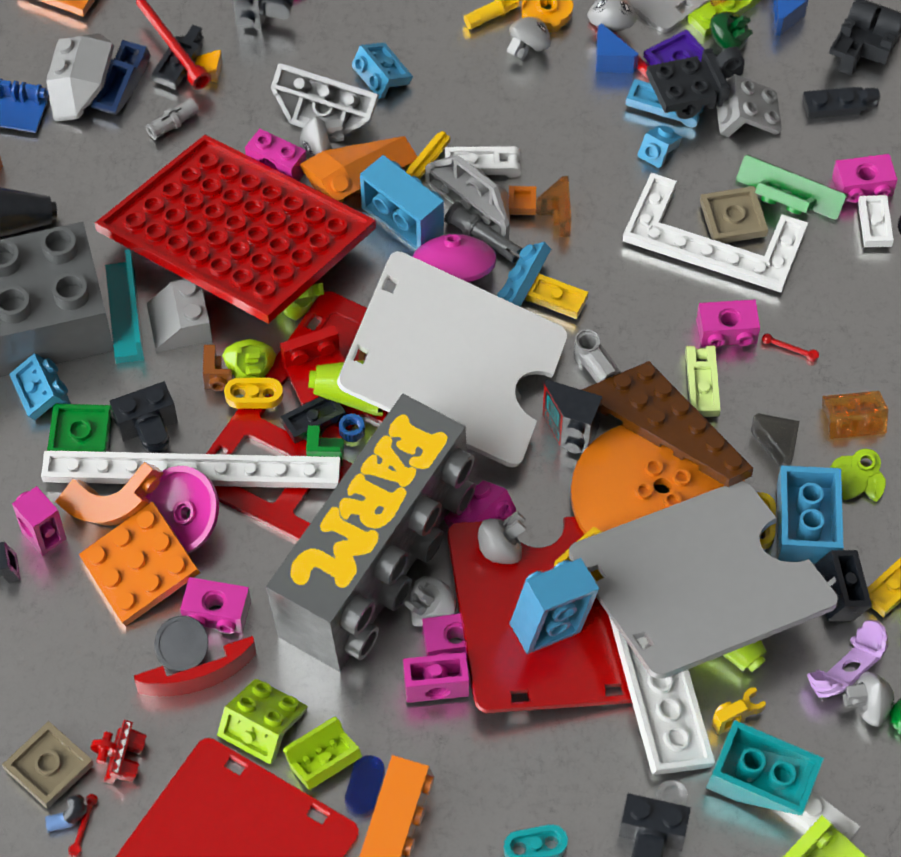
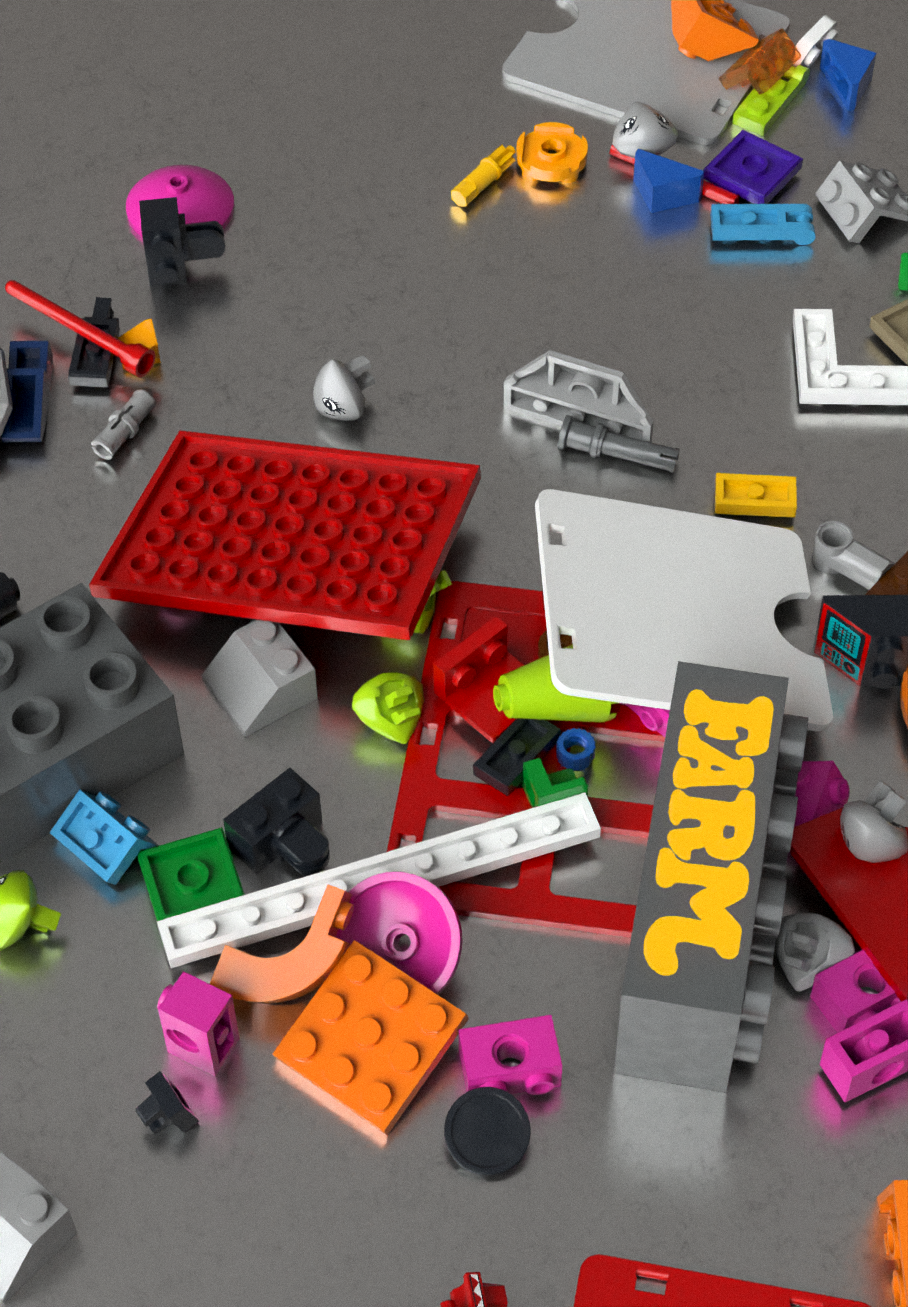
camera: 20 degrees left, 5 degrees down
(124, 311) = (201, 722): teal panel -> none
(158, 684) = (485, 1200): red slope -> none
(213, 374) = (344, 739): dark orange bracket -> none
(254, 391) = (416, 745): yellow plate -> none
(259, 719) = (656, 1202): lime bracket -> none
(277, 153) = (294, 423): dark pink brick -> none
(310, 95) = (302, 339): light grey wedge -> none
(321, 753) = (771, 1219): lime bracket -> none
(339, 169) = (408, 412): orange wedge -> none
(364, 786) = (849, 1245): clear blue tile -> none
(380, 68) = (374, 284): dark azure bracket -> none
(401, 202) = (505, 435): dark azure brick -> none
(429, 154) = (490, 382): yellow axle -> none
(458, 255) = (610, 477): dark pink dish -> none
(489, 159) = (580, 347): white plate -> none
(522, 200) = (651, 388): orange plate -> none
(524, 273) = (700, 475): dark azure plate -> none
(528, 33) = (550, 187): light grey piece -> none
(556, 202) = (699, 380): clear orange slope -> none
(657, 144) = (782, 275): dark azure bracket -> none
(691, 83) = (798, 183): black plate -> none
(730, 29) = (800, 116): dark green piece -> none

